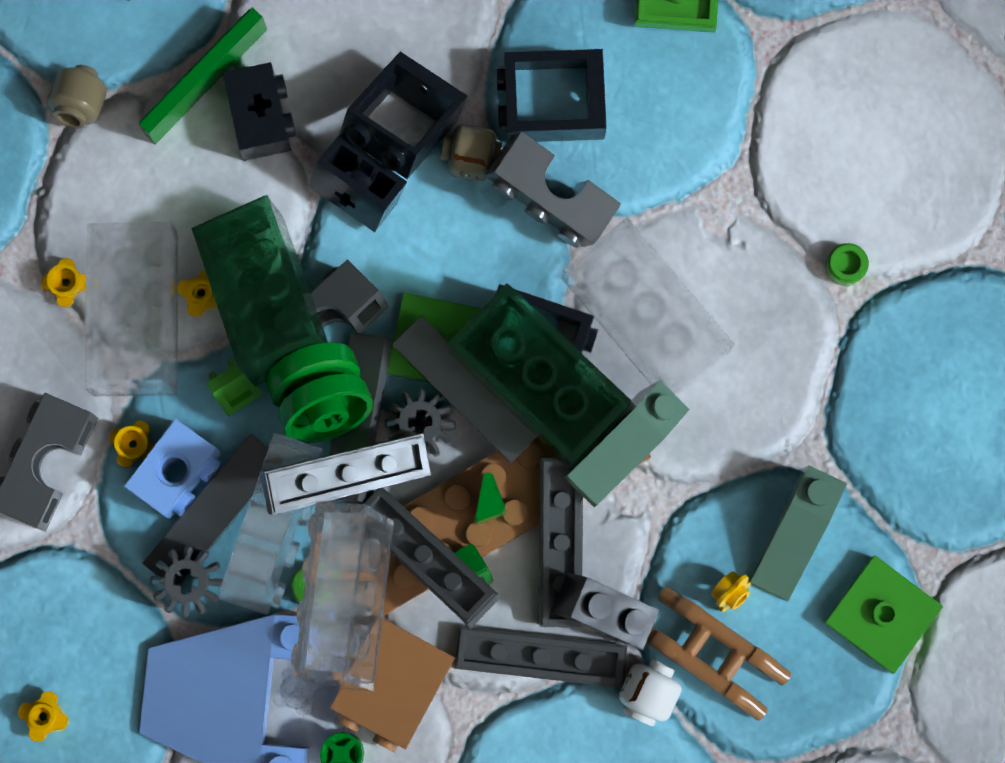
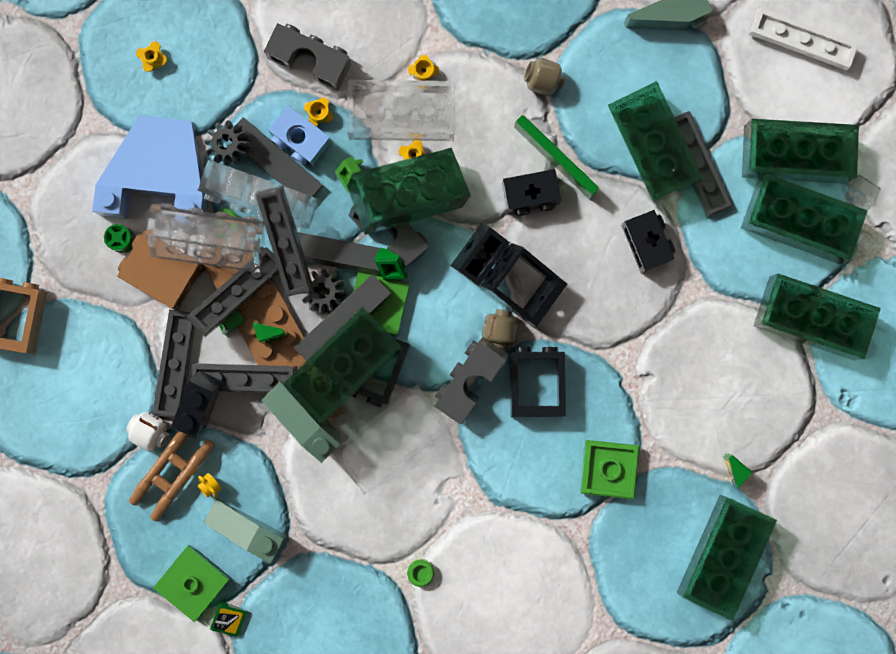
camera: 90 degrees right, 5 degrees up
(319, 392) = (340, 226): green wheel -> none
(377, 317) = (390, 265): none -> green slope
(935, 554) = (228, 619): none -> slope

